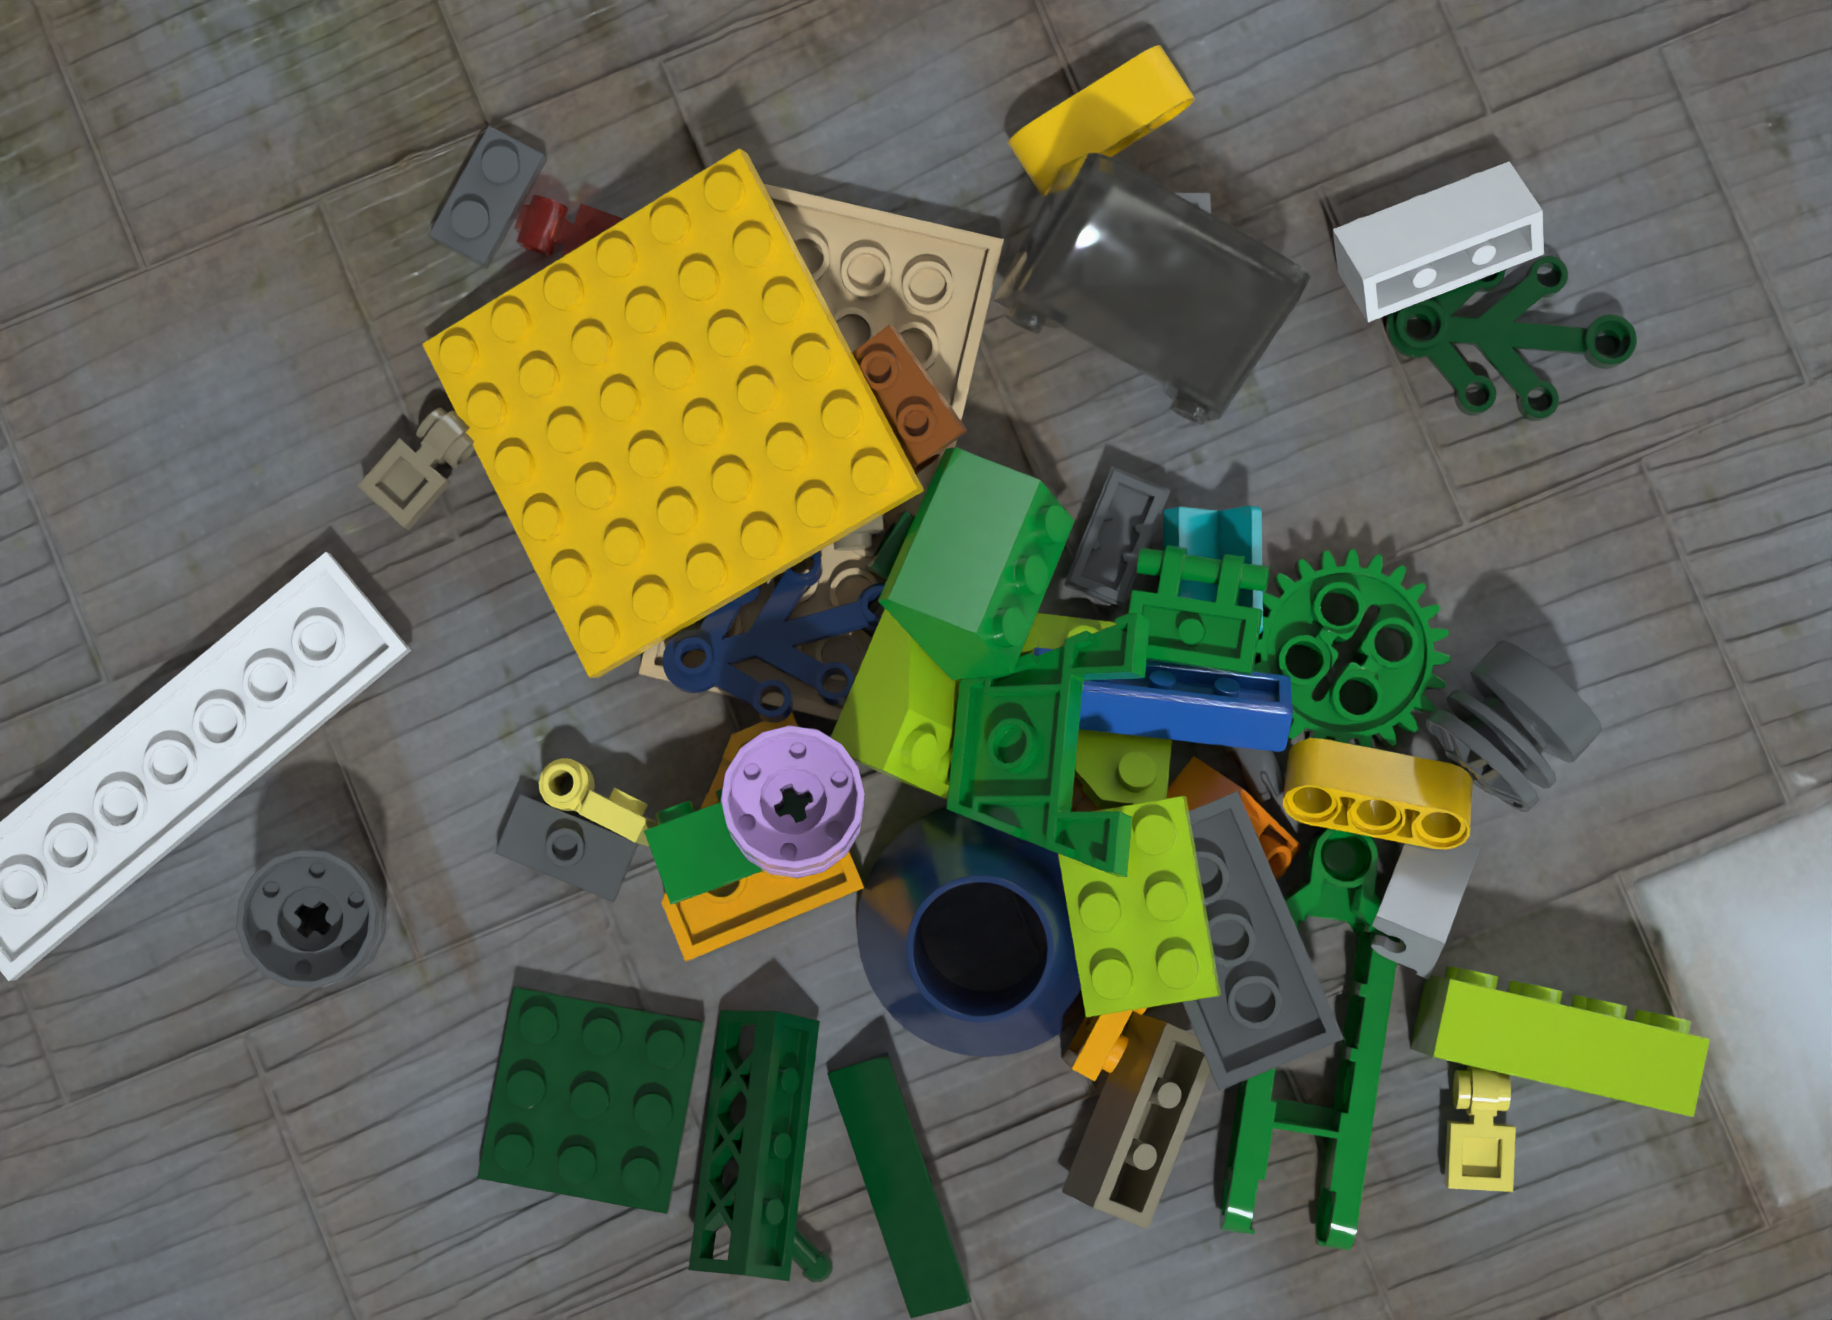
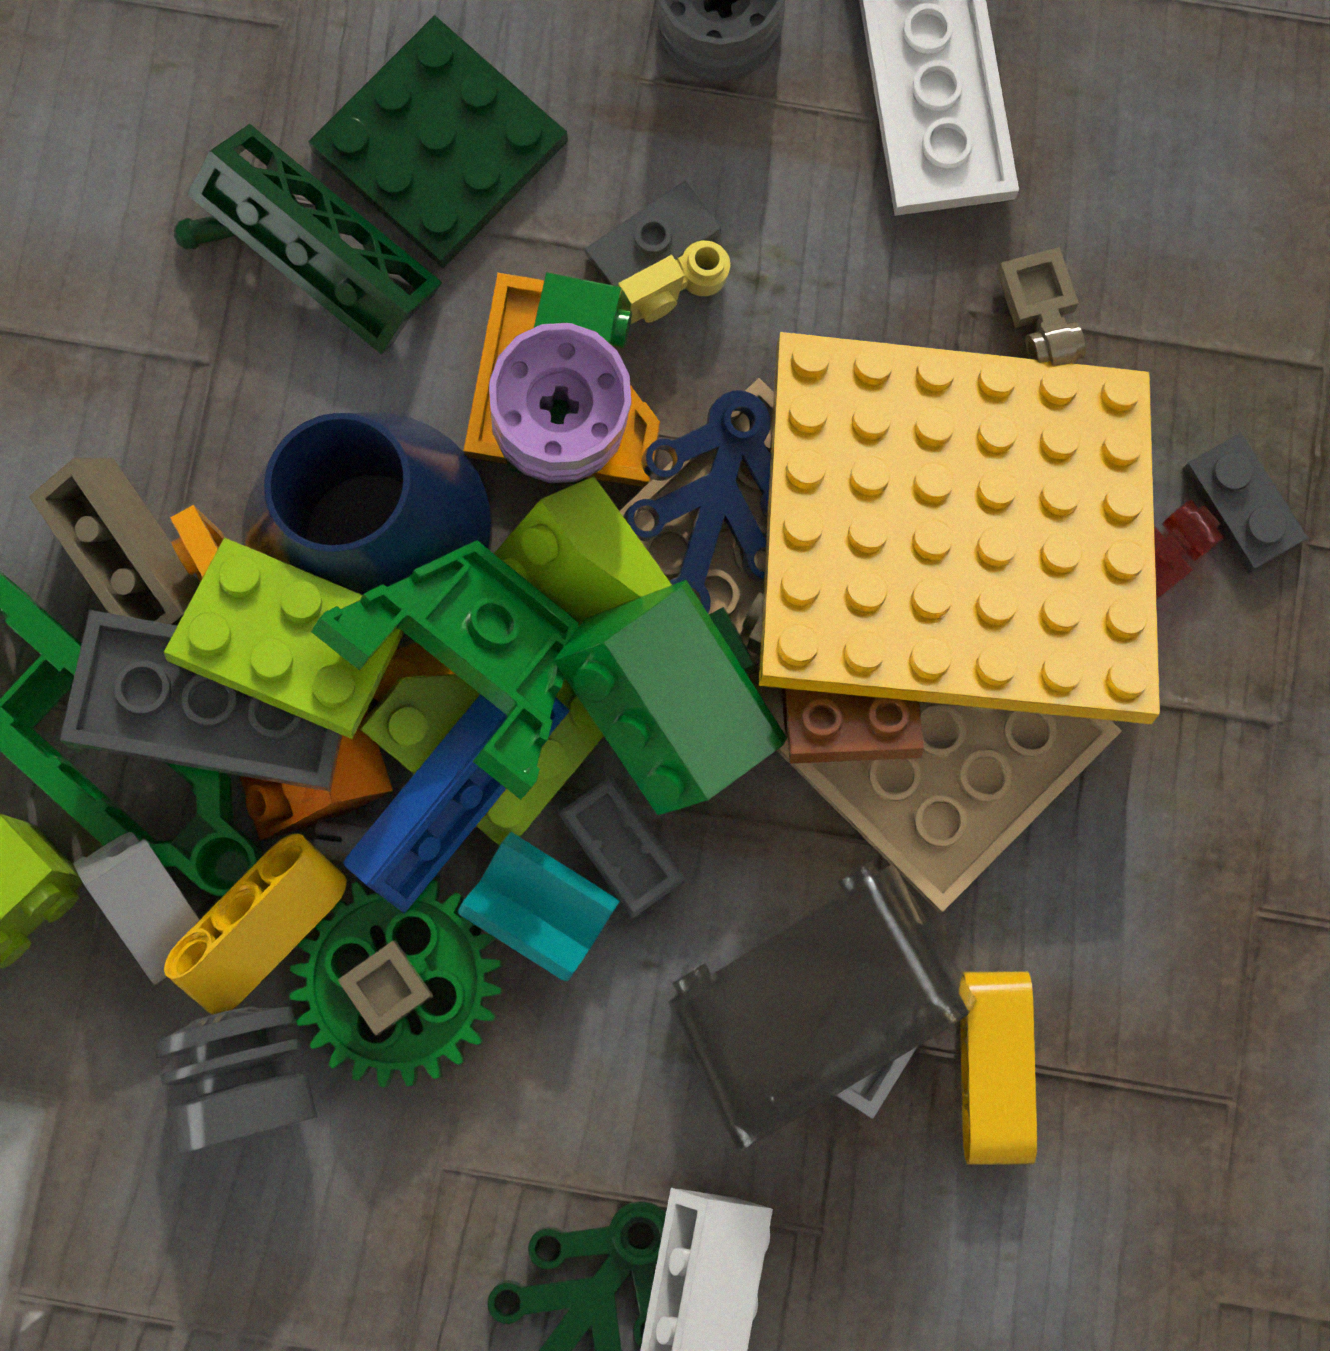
camera: 125 degrees right, 5 degrees down
(899, 1186) = (207, 338): dark green slope -> none
(1196, 630) = (495, 849): green plate -> none
(1363, 647) = (385, 988): none -> dark tan plate

